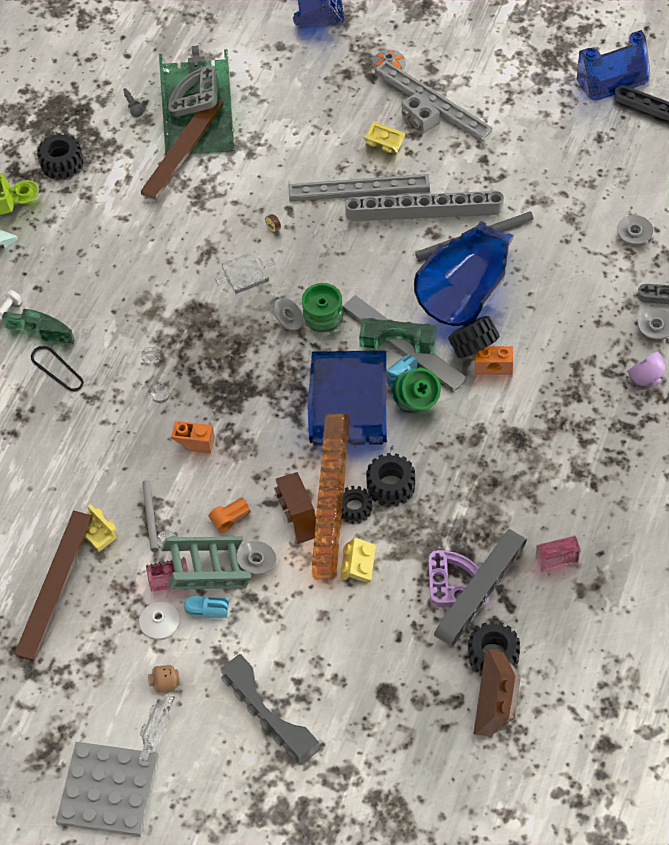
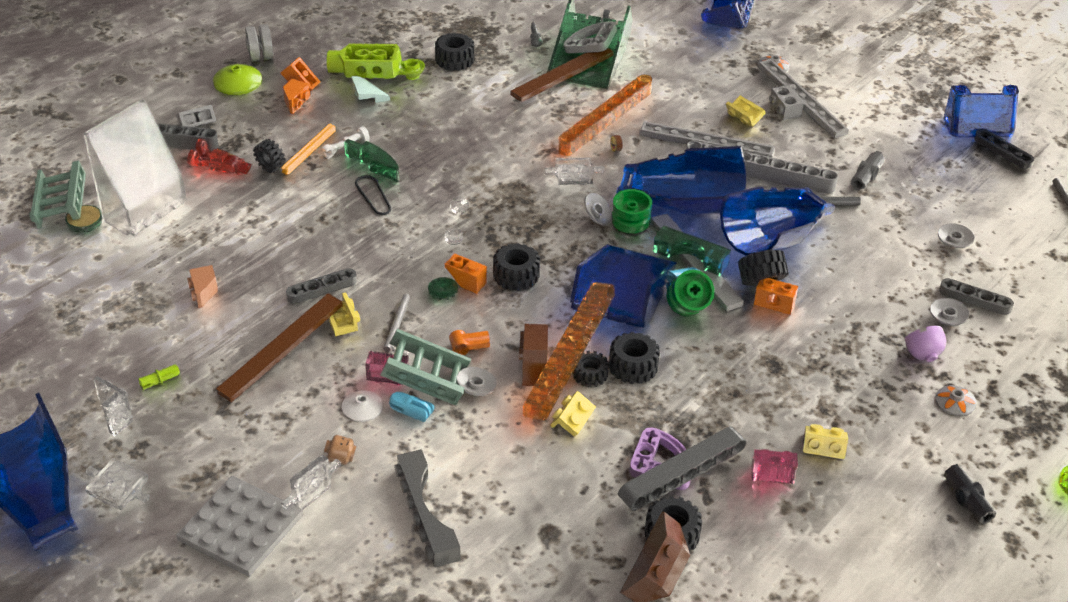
camera: 15 degrees right, 15 degrees down
(60, 500) = (296, 295): none -> dark grey beam
(177, 453) = (447, 284): none -> clear green gear
(235, 400) = (516, 267): none -> black tyre
(247, 189) = (604, 115): none -> clear orange beam
(367, 255) = (691, 180): none -> clear blue windscreen
(527, 175) = (867, 170): none -> dark grey piece
(592, 508) = (825, 441): none -> light yellow bracket

